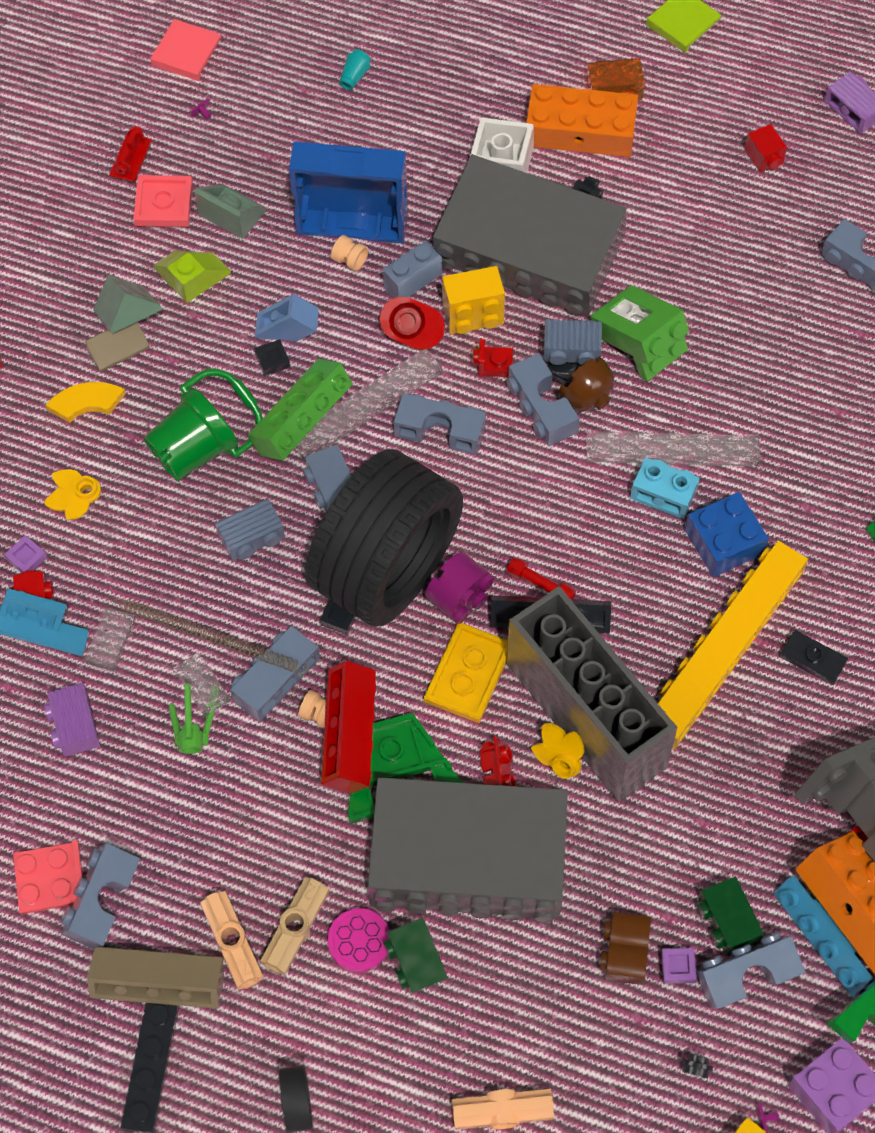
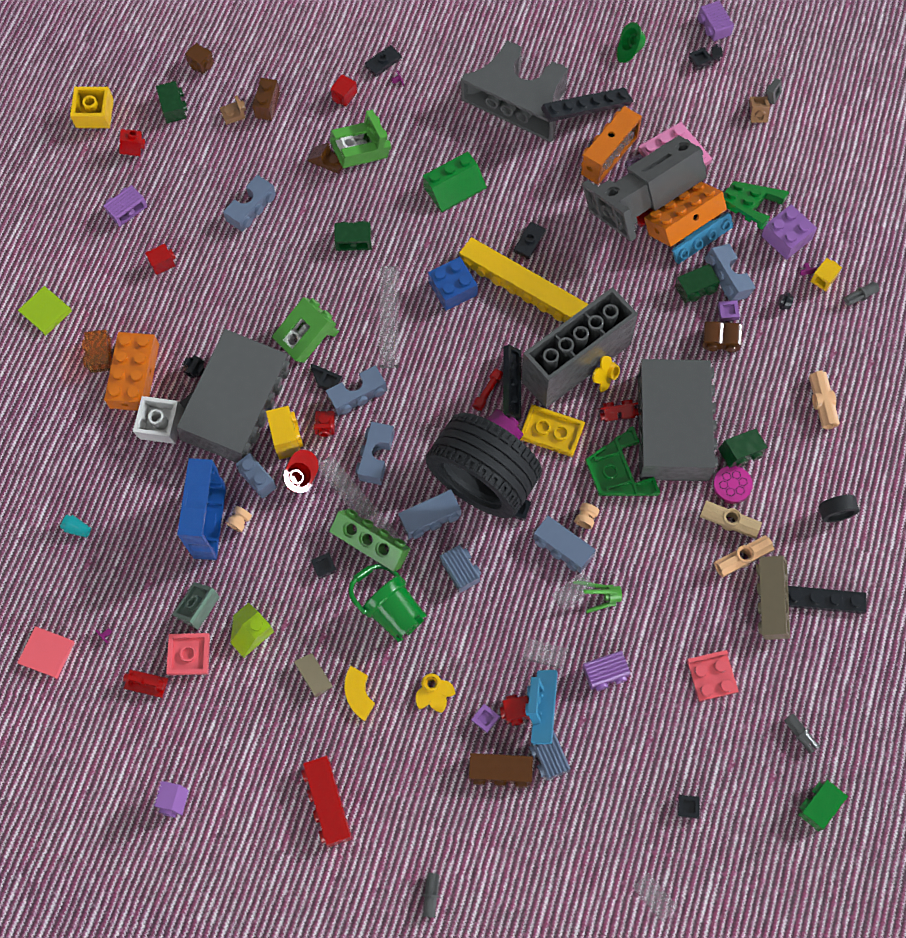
camera: 90 degrees left, 5 degrees up
(86, 919) = (711, 636): sand blue arch -> none
(123, 304) = (283, 670): sand green slope -> none
(269, 659) = (548, 571): dark tan piece -> none
(287, 320) = (294, 557): medium blue slope -> none
(348, 727) = (605, 490): red brick -> none
(572, 341) = (316, 371): sand blue brick -> none
(589, 386) = (350, 361): reddish brown cylinder -> none
(665, 487) = (420, 318): medium azure brick -> none
(812, 397) = (353, 236): none -> dark green brick

